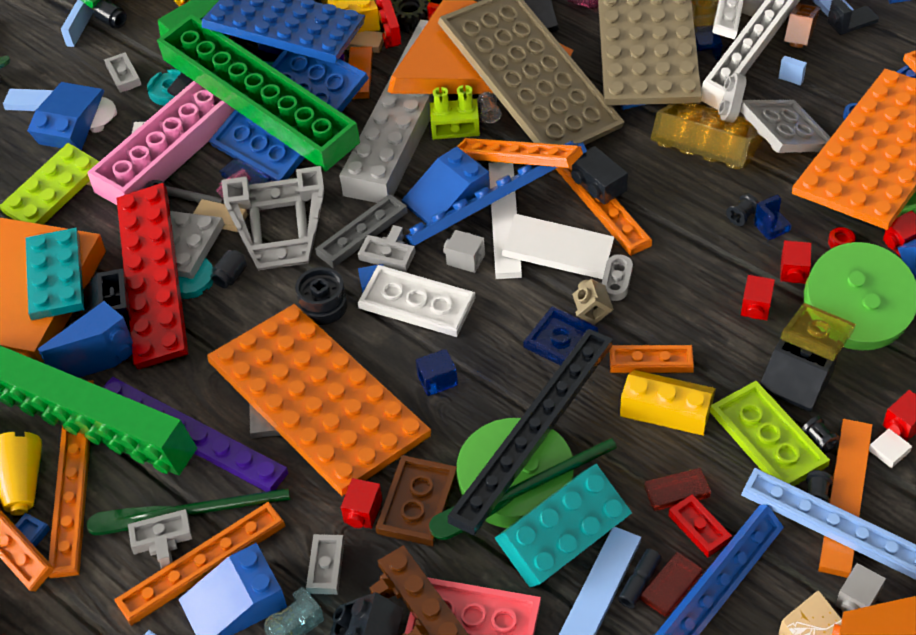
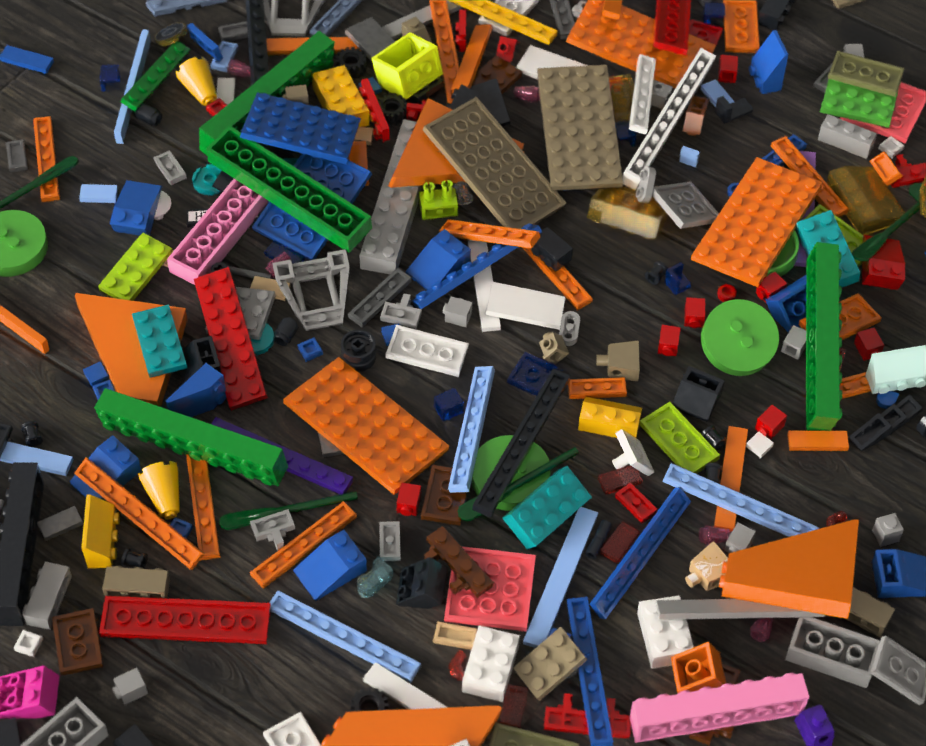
camera: 10 degrees left, 5 degrees up
(258, 293) = (310, 349): none -> blue tile
(463, 411) = (471, 429): none -> light blue tile
(688, 321) = (621, 360): none -> dark tan torso
(698, 453) = (633, 454): none -> white tile
(814, 579) = (710, 533): none -> clear pink cone
(818, 331) = (711, 366): clear yellow tile -> none

